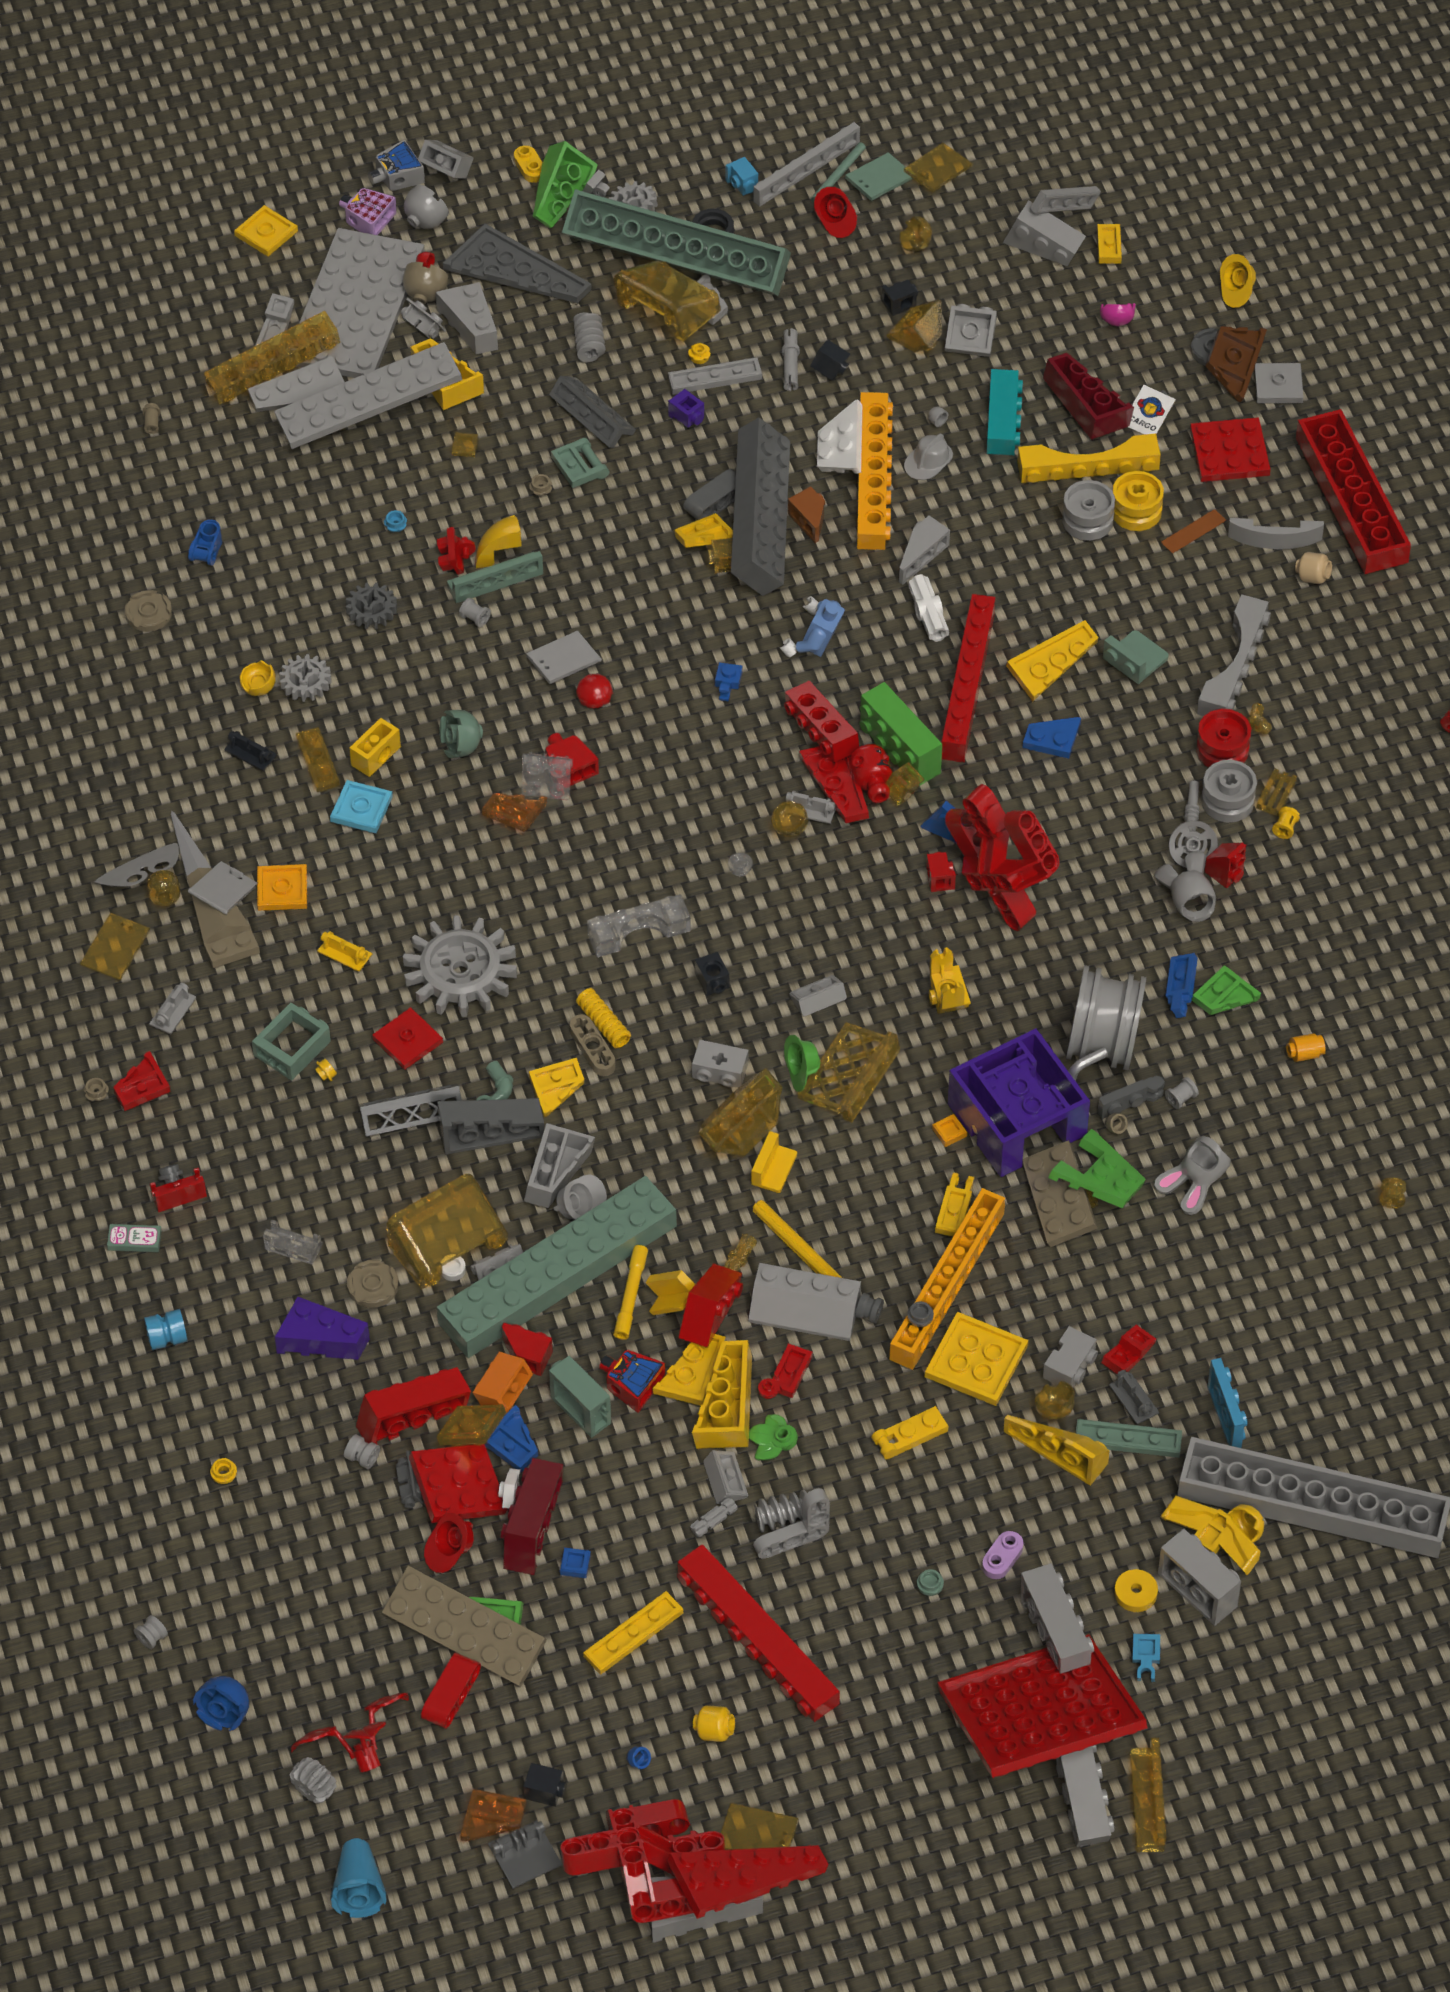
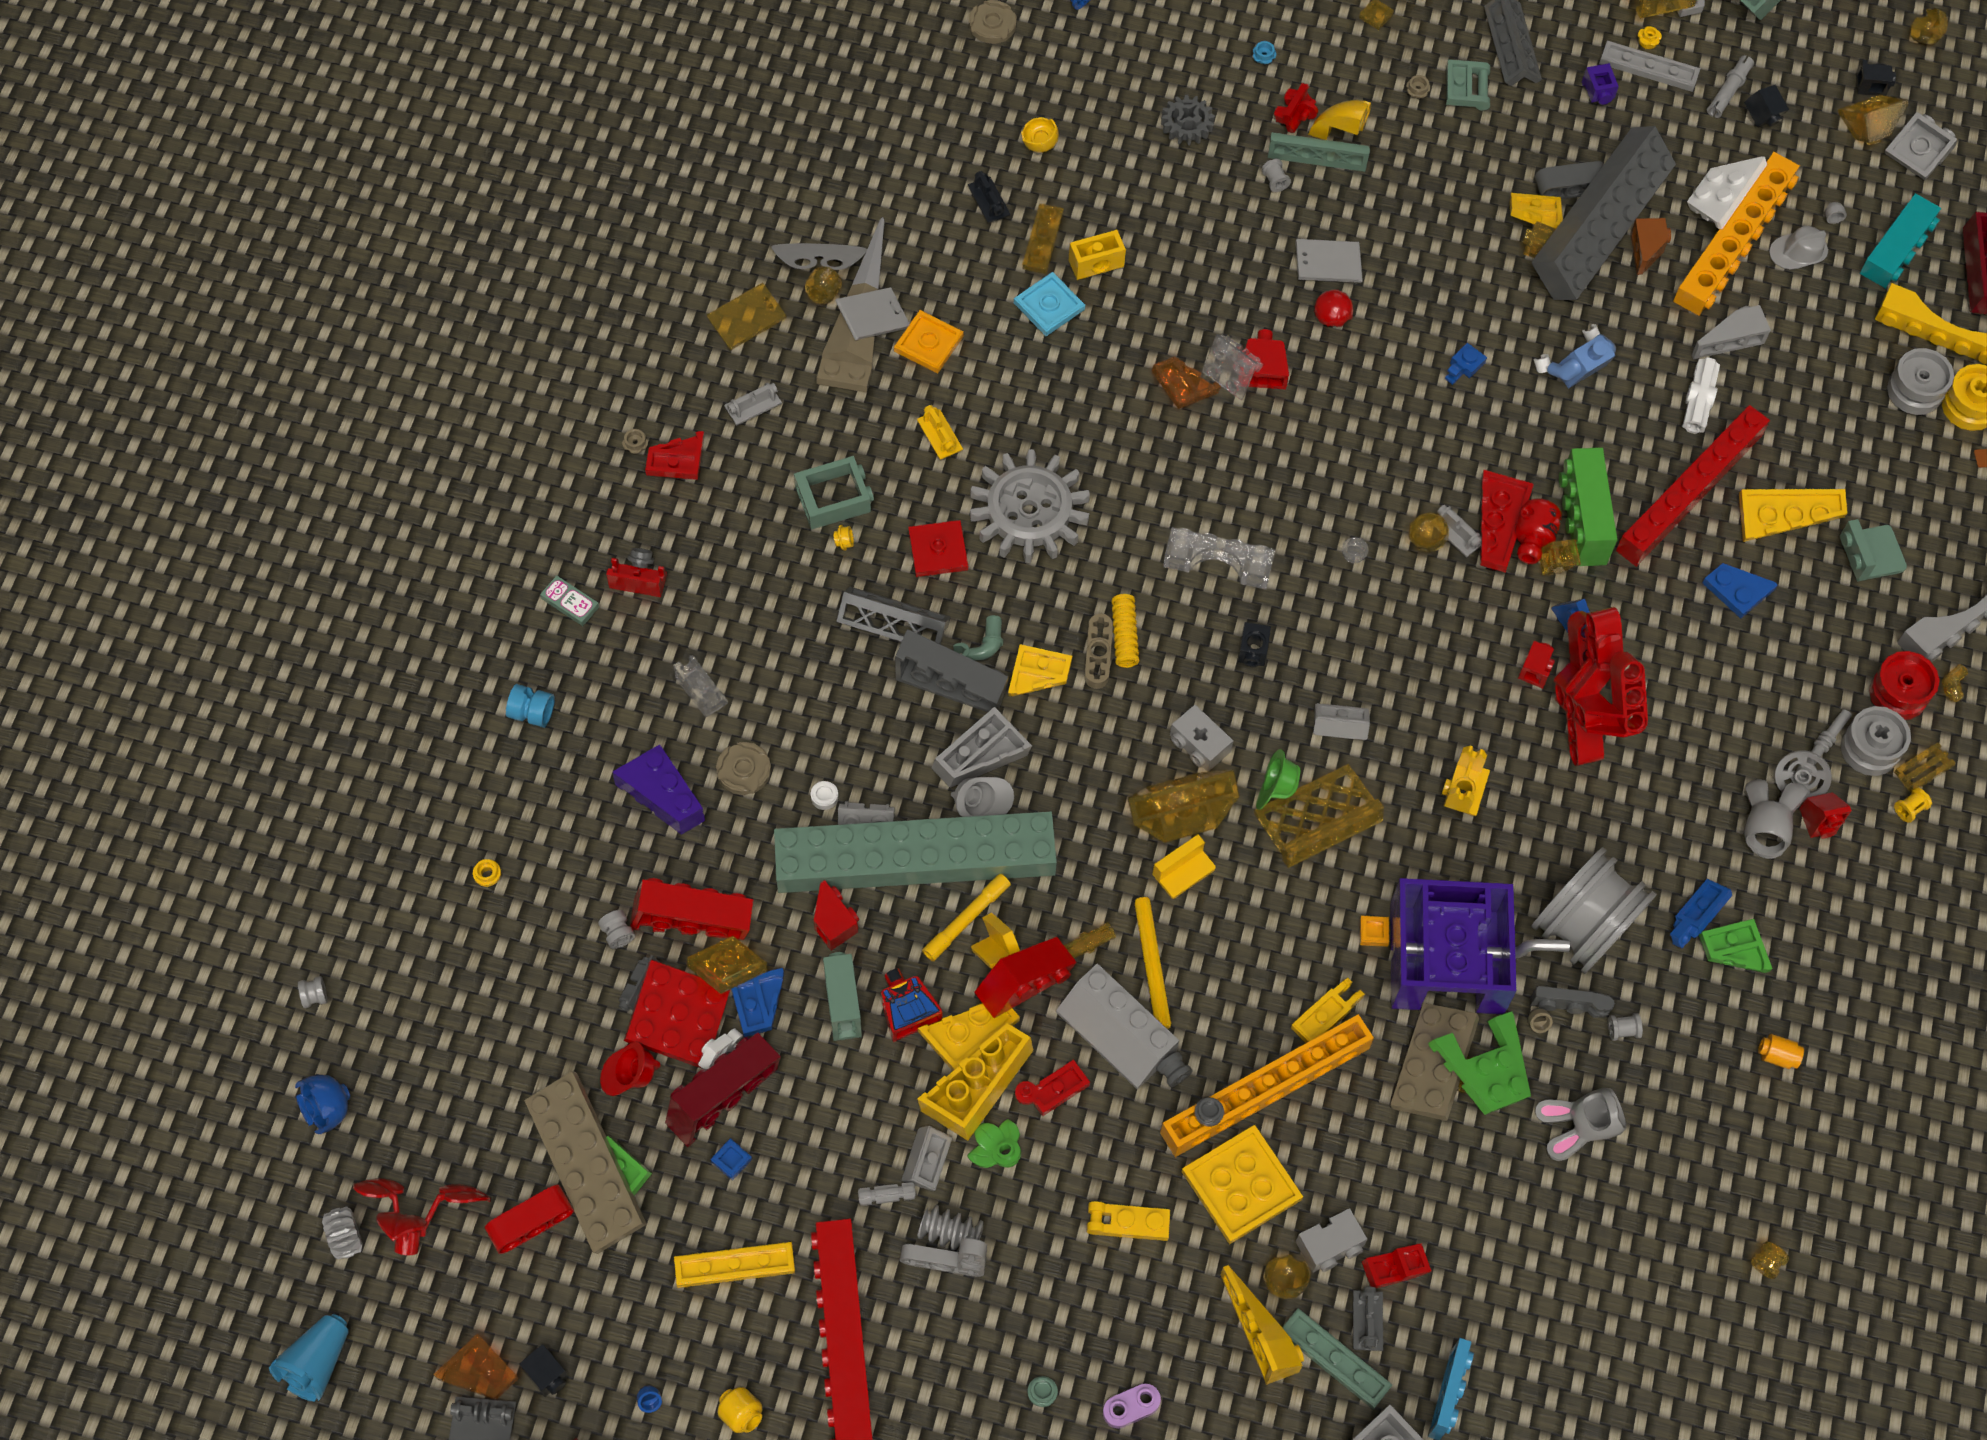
camera: 30 degrees right, 10 degrees up
(305, 677) = (1082, 156): light grey gear -> none
(443, 1229) = (837, 755): clear yellow windscreen -> none
(460, 733) = (1183, 282): sand green cylinder -> none
(503, 1381) = (784, 939): orange brick -> none
(821, 721) = (1522, 452): red brick -> none

